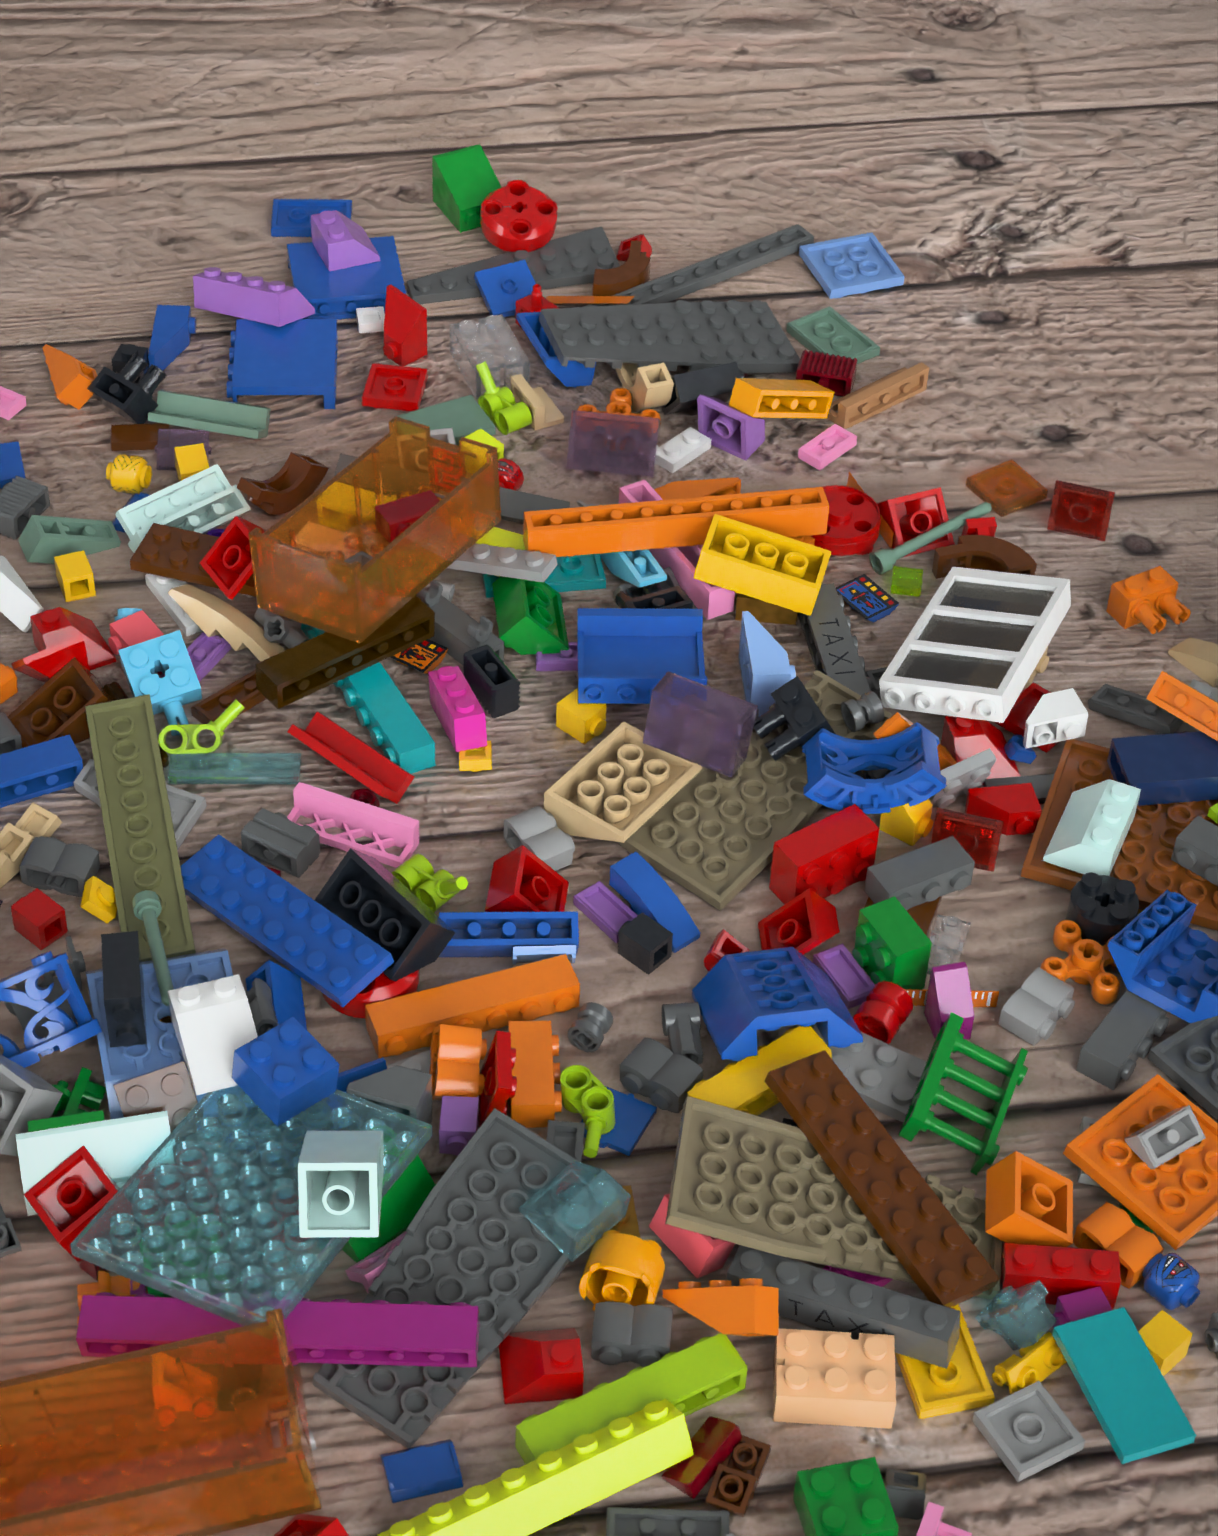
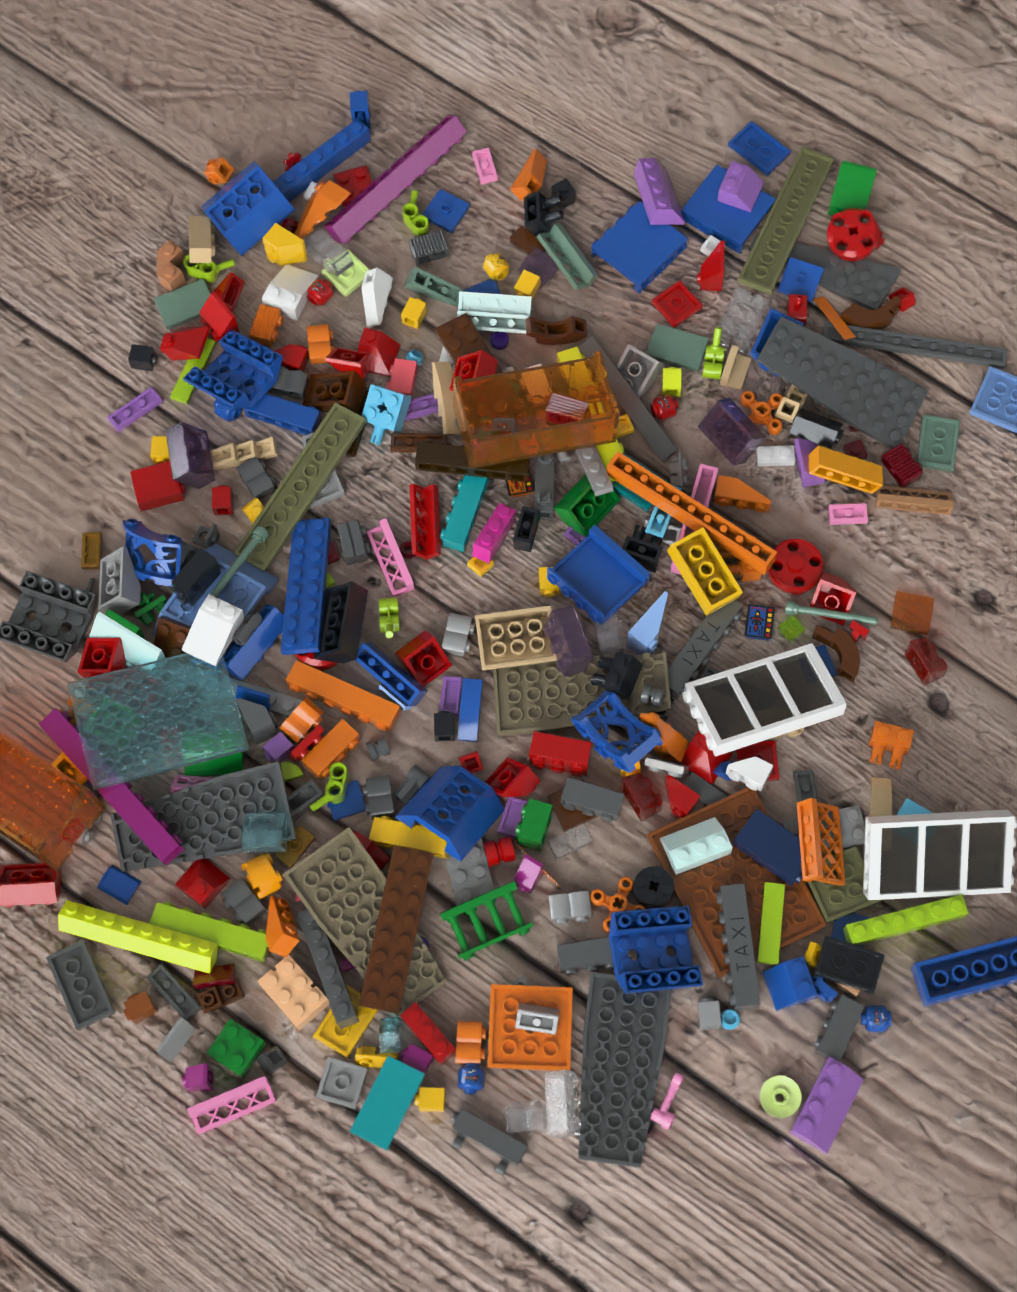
camera: 50 degrees right, 25 degrees up
(170, 334) = (604, 184): blue slope -> none
(191, 732) = (367, 453): lime beam -> none
(235, 768) = (378, 483): clear light blue tile -> none
(285, 1071) = (213, 673): blue brick -> none
(340, 1183) = (177, 746): light aqua slope -> none
(429, 250) = (785, 221): none -> olive plate
(1028, 1203) = (446, 995): orange brick -> none

